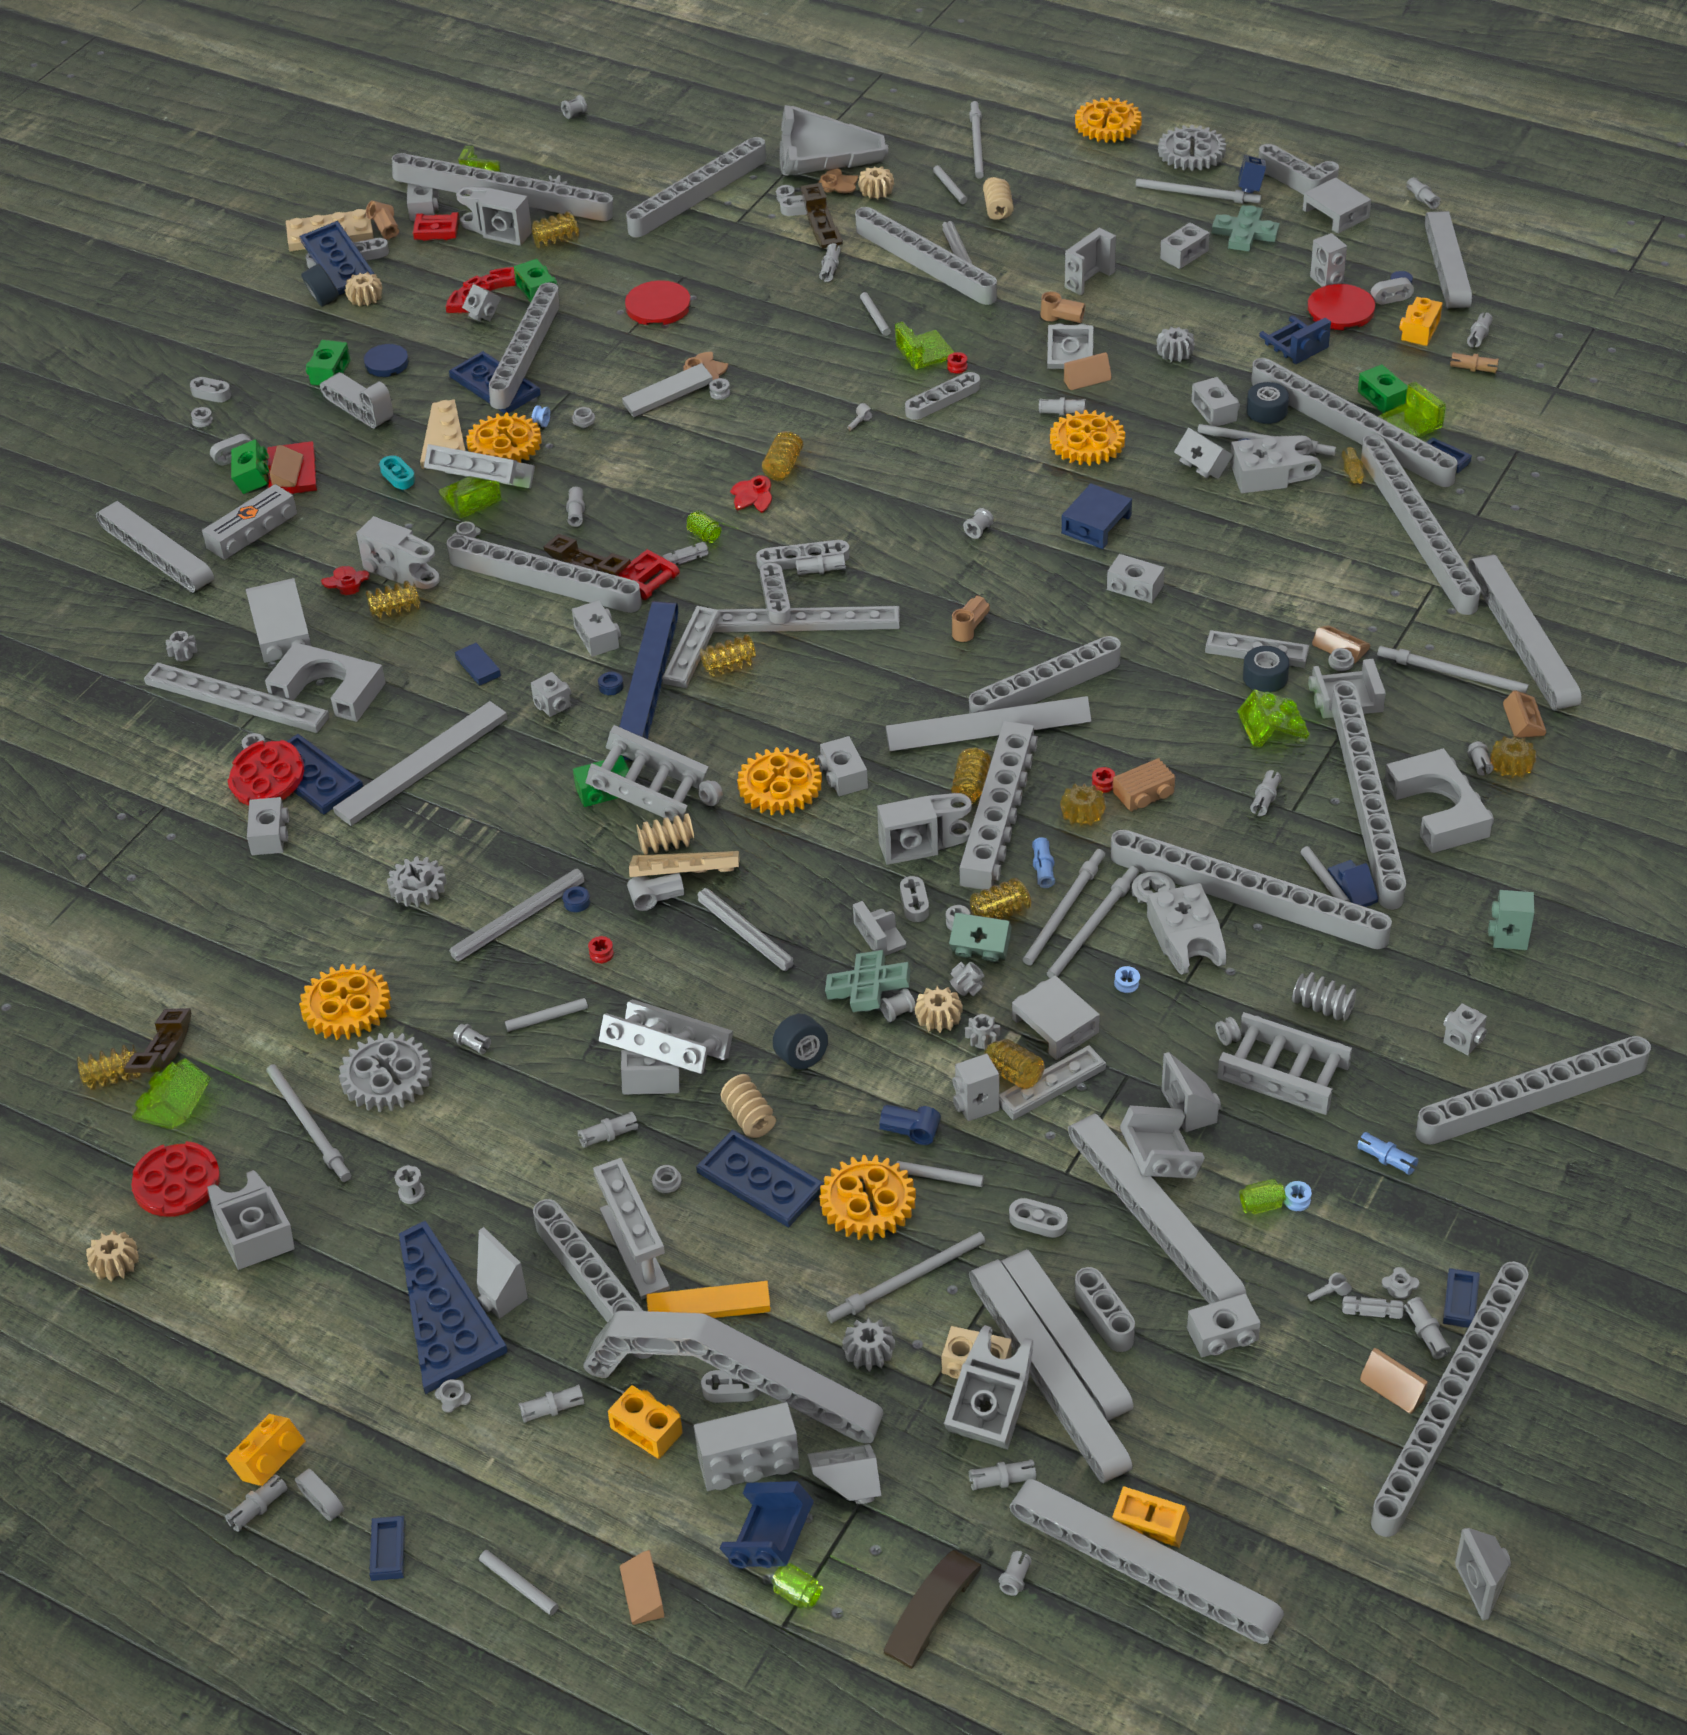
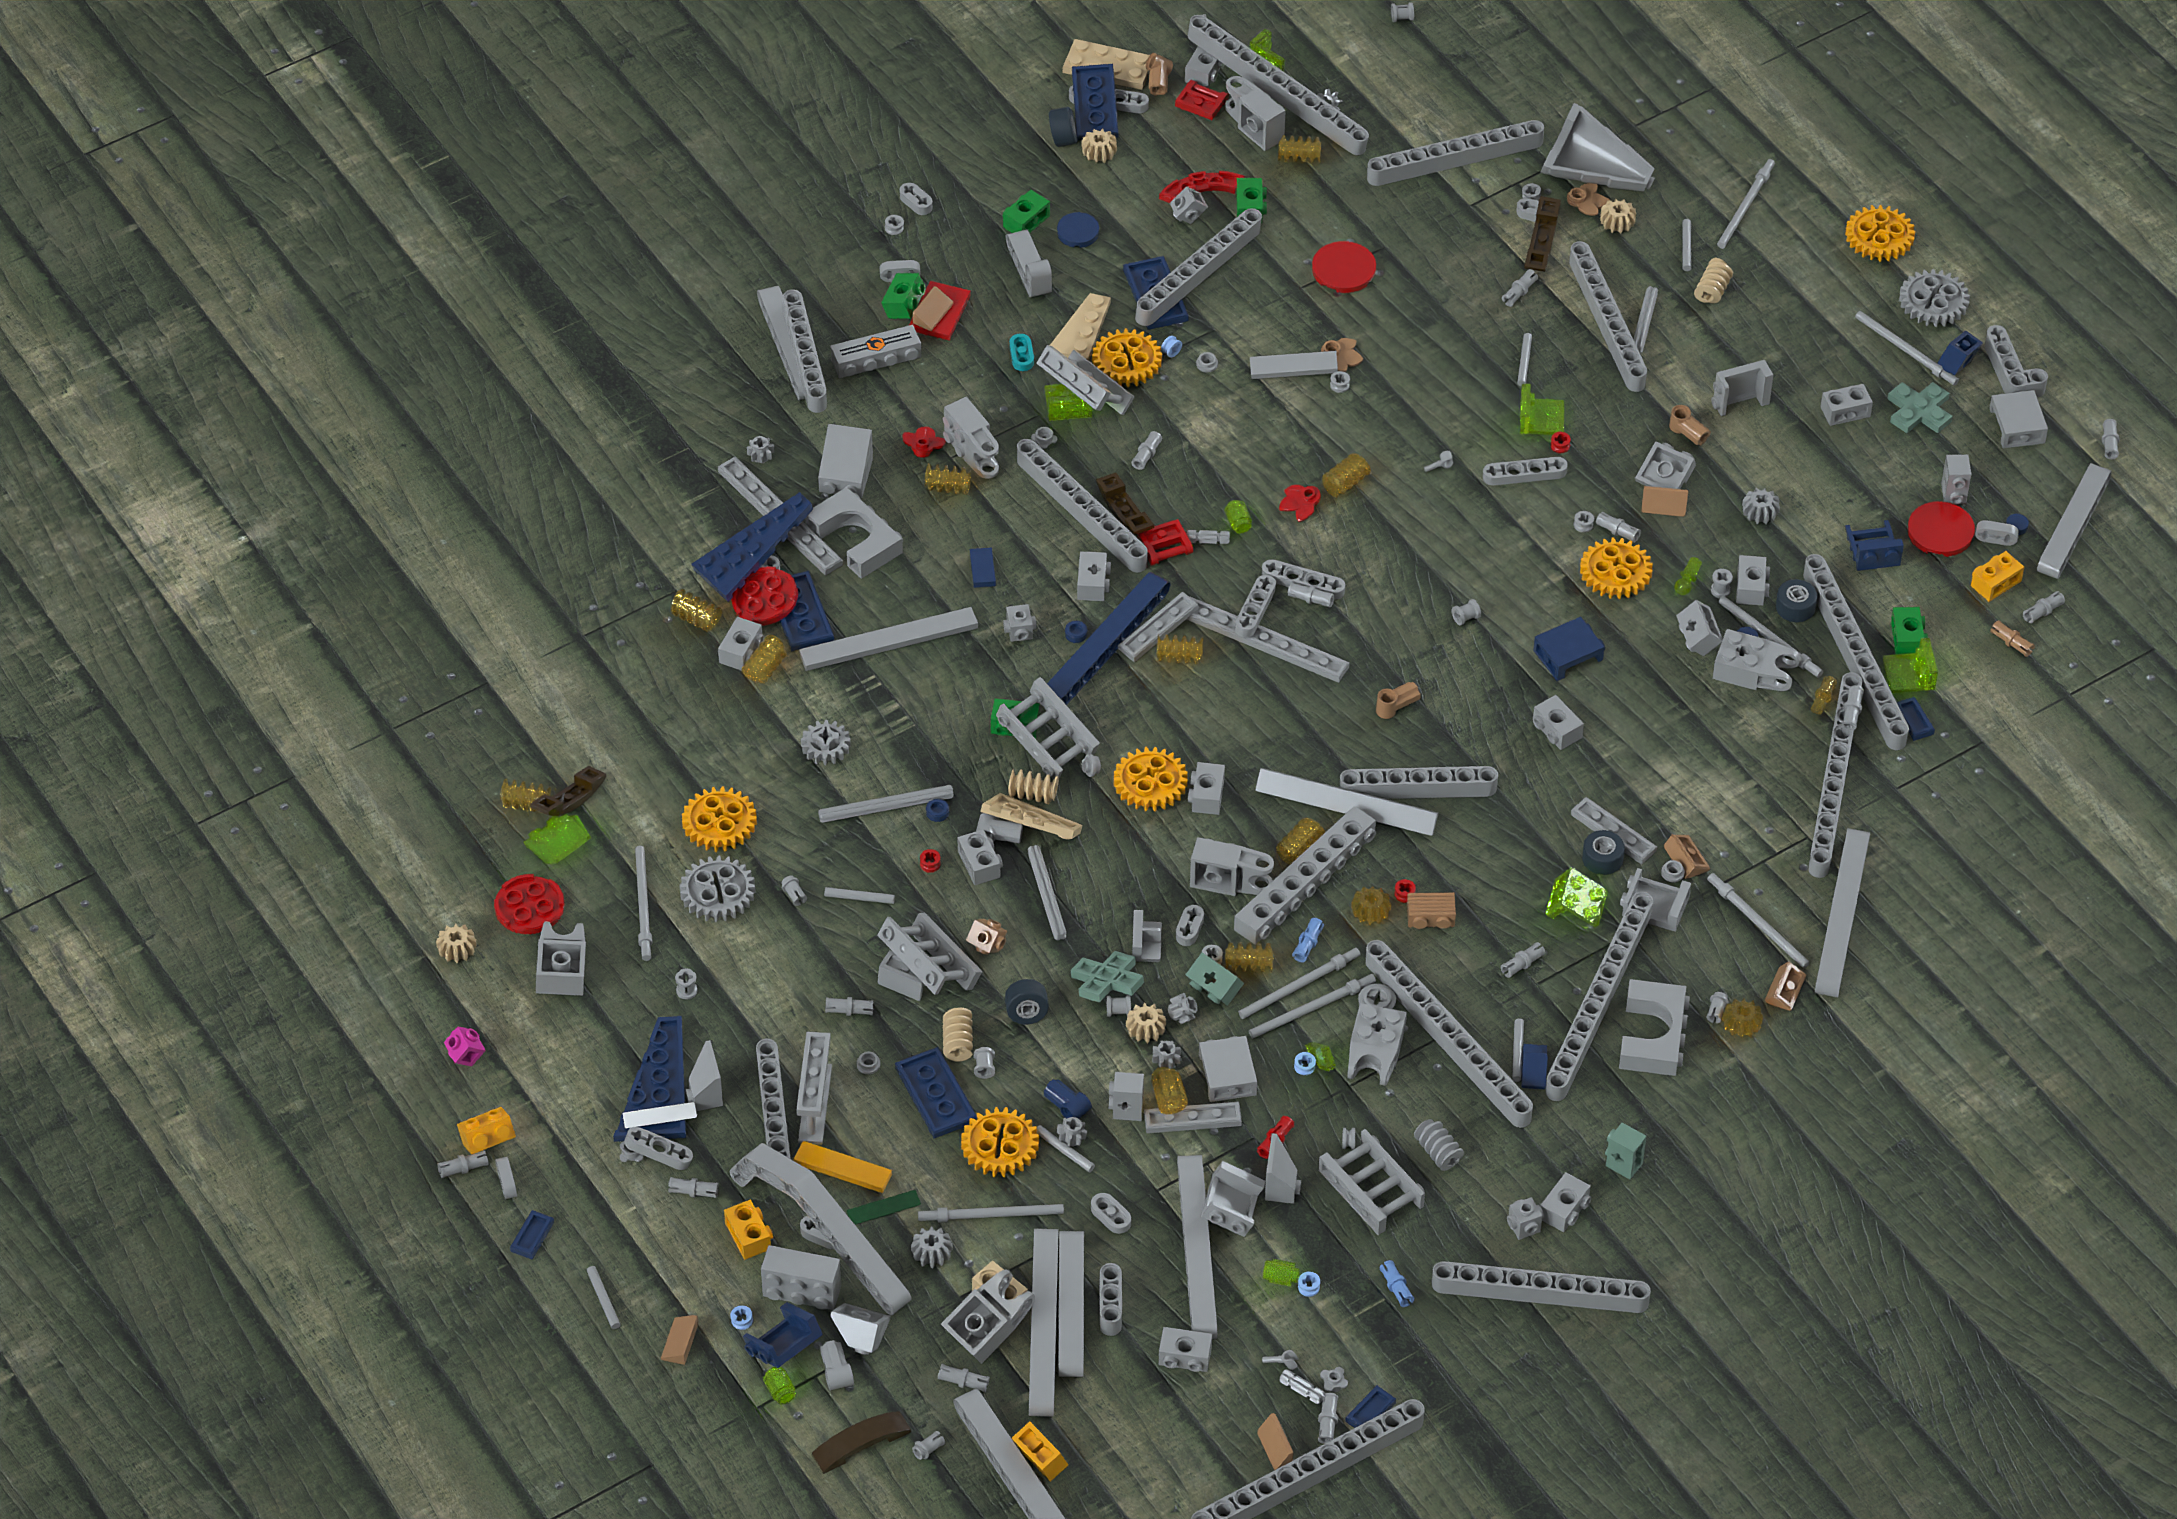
camera: 25 degrees right, 5 degrees up
(179, 541) = (804, 351): none -> light grey beam
(185, 1364) = (464, 1046): none -> dark pink brick
(197, 815) = (694, 611): none -> clear yellow piece
(223, 738) = (749, 549): none -> dark blue wing
(303, 829) = (764, 659): none -> clear yellow piece
(464, 1339) = (659, 1115): none -> white sticker
(507, 1383) = (654, 1139): none -> light grey beam
(652, 923) = (979, 857): none -> light grey brick
(692, 1520) = (744, 1324): none -> light blue bush
(704, 995) = (987, 936): none -> medium nougat brick
(787, 1320) = (884, 1207): none -> dark green sticker
(797, 1126) = (984, 1062): none -> light grey bush
(854, 1537) = (837, 1370): none -> light grey piece
(938, 1151) = (1071, 1131): none -> light grey gear
(1026, 414) = (1581, 526): none -> light grey bush
(1143, 960) = (1322, 1055): none -> clear neon green tile
(1152, 1075) = (1281, 1129): none -> red pin
(1155, 421) = (1683, 585): none -> clear neon green axle
(1191, 411) = (1721, 580): none -> light grey bush
(1397, 459) = (1852, 708): none -> light grey pin
(1491, 994) = (1570, 1191): none -> light grey brick

